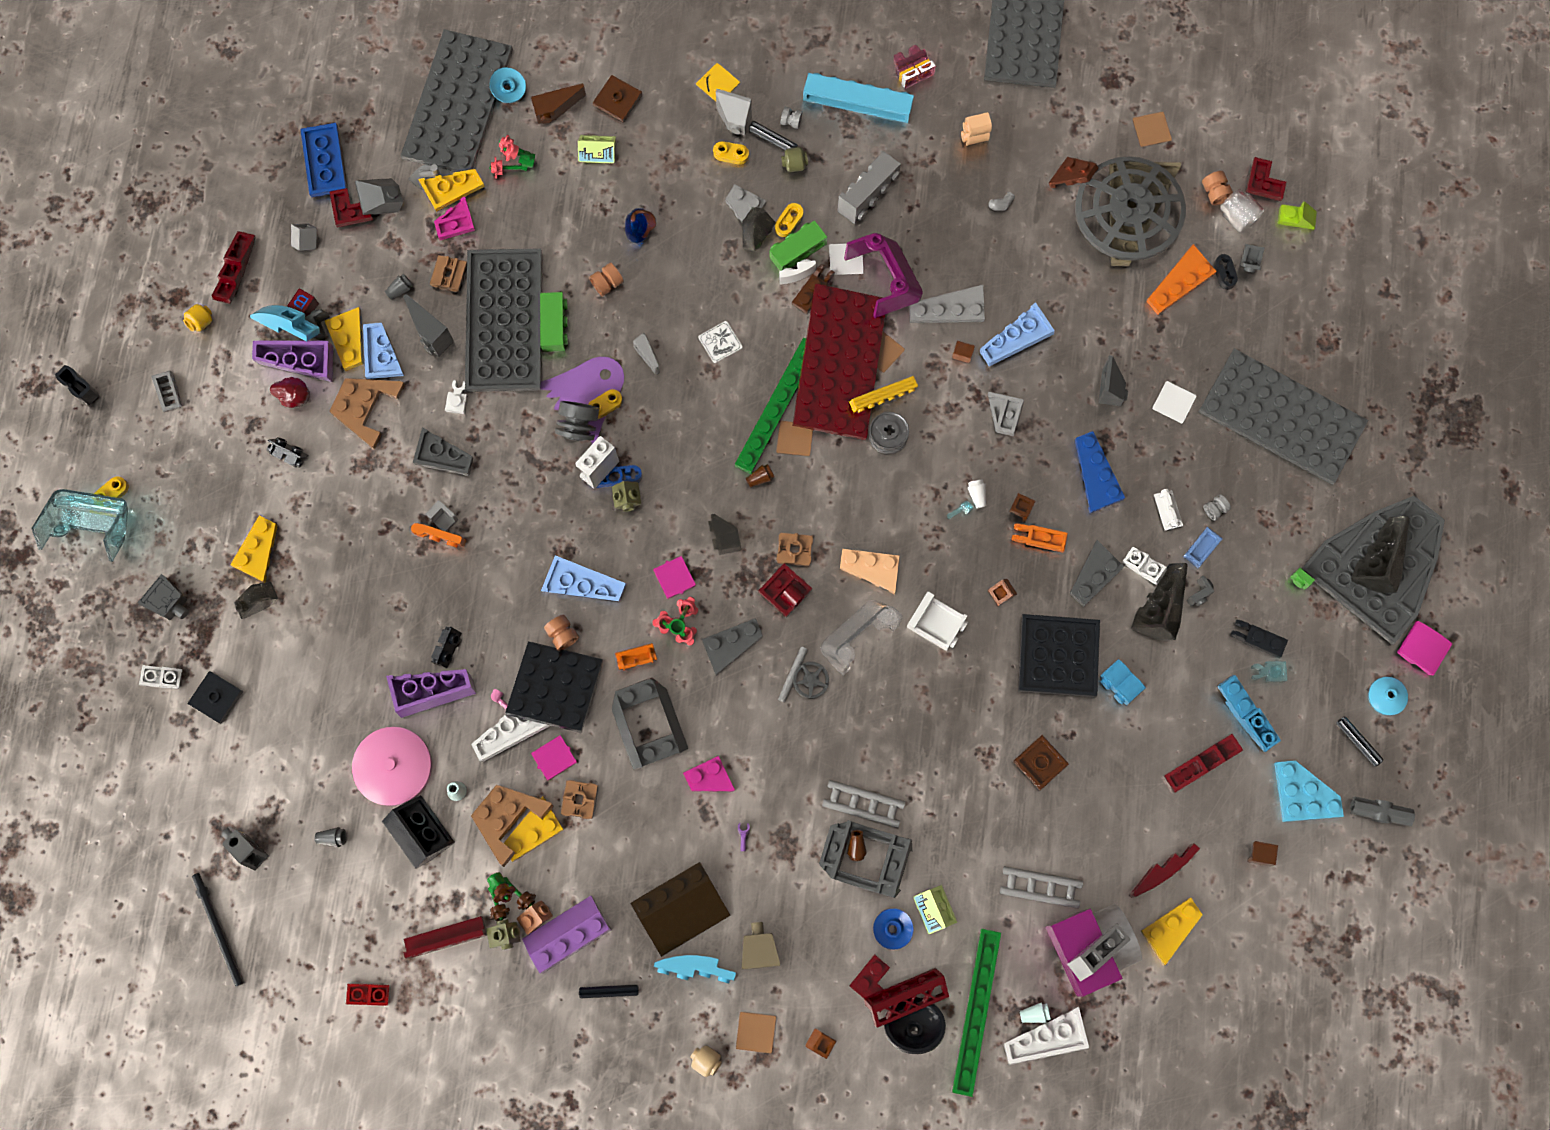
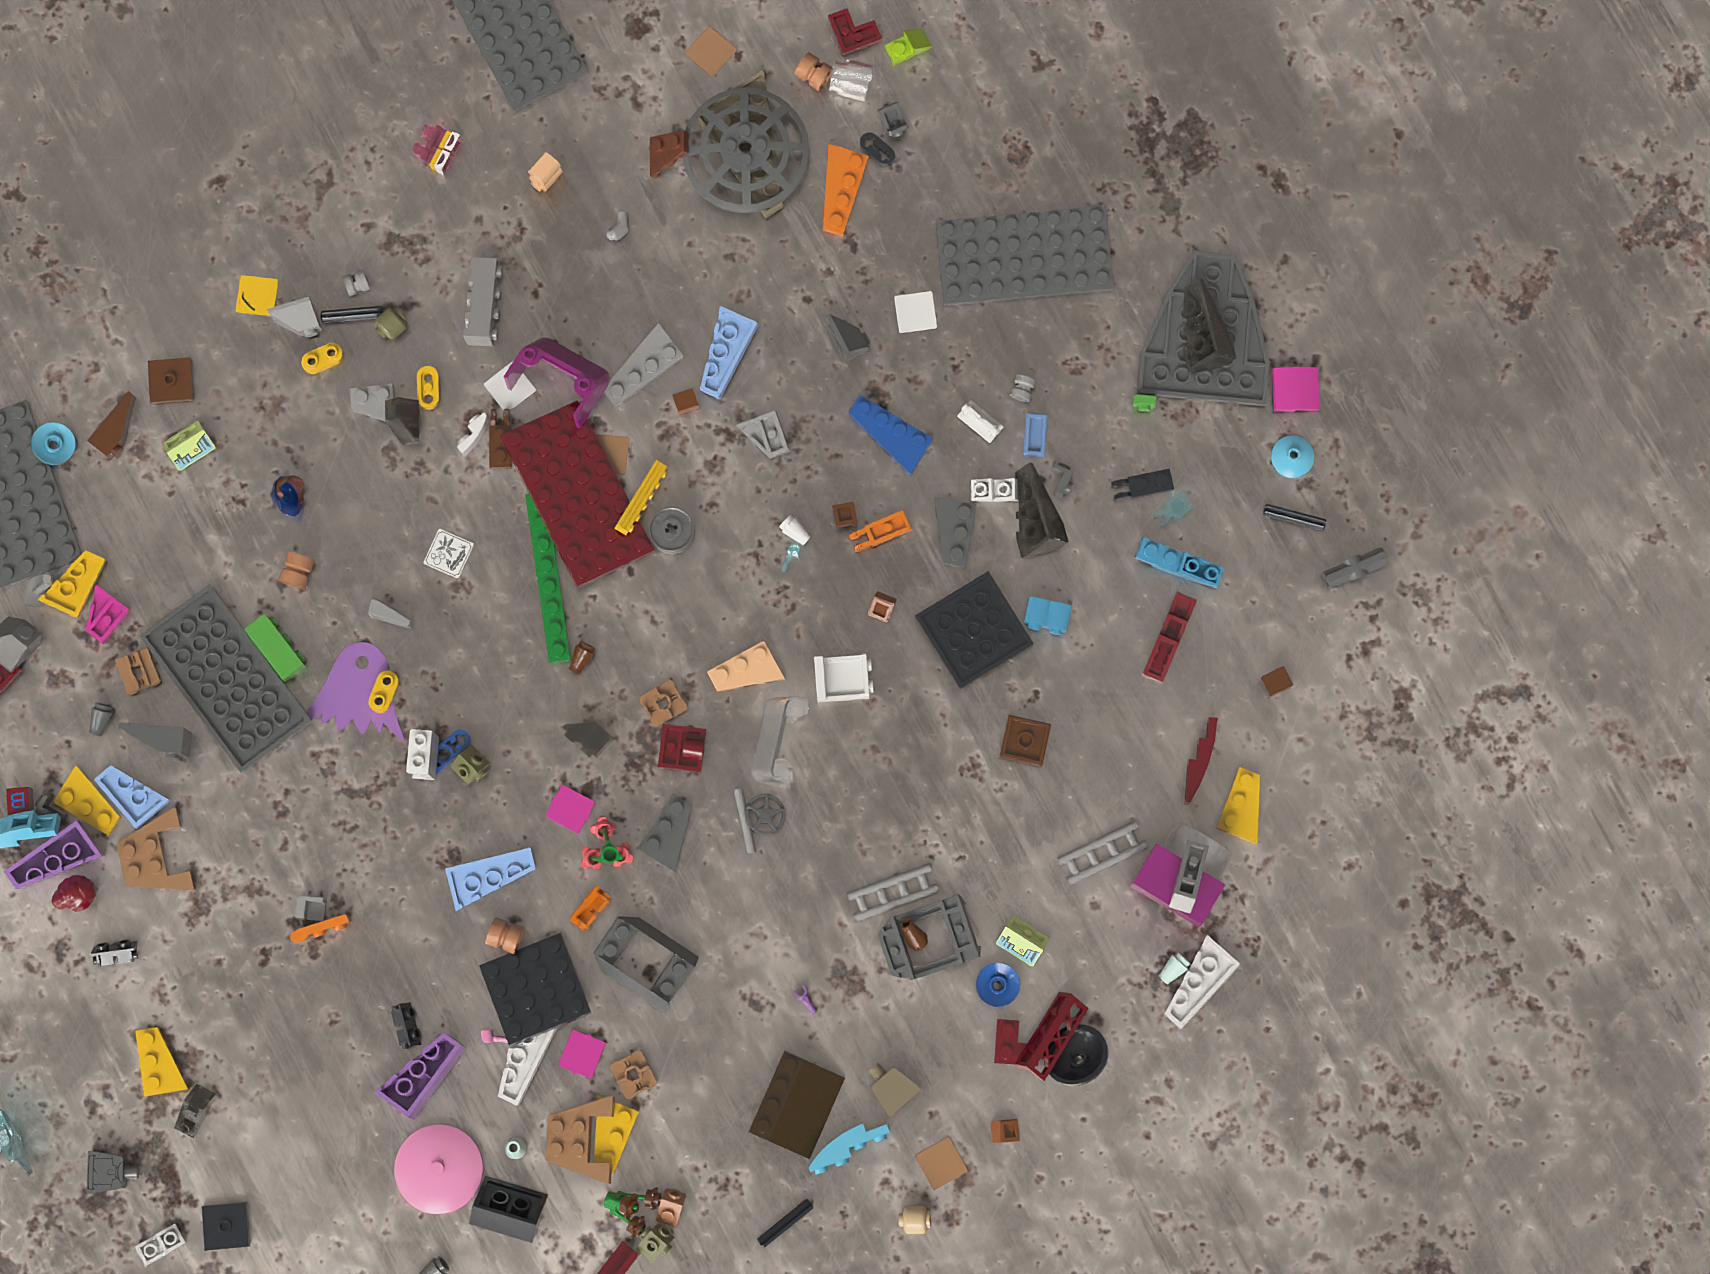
camera: 35 degrees left, 5 degrees up
(441, 455) = (261, 852): dark grey wing -> none
(456, 401) = (240, 788): white plate -> none
(511, 151) = (111, 510): plant -> none
(566, 934) = (710, 1201): medium lavender slope -> none
(577, 420) = (373, 730): dark grey wheel -> none
(709, 777) = (736, 969): dark pink wing -> none
(794, 439) = (587, 599): medium nougat sticker -> none
(798, 246) = (455, 408): bright green brick -> none
(858, 97) = (406, 216): medium azure brick -> none
(976, 1012) = (1121, 1004): green plate -> none
(1304, 795) = (1278, 601): medium azure plate -> none

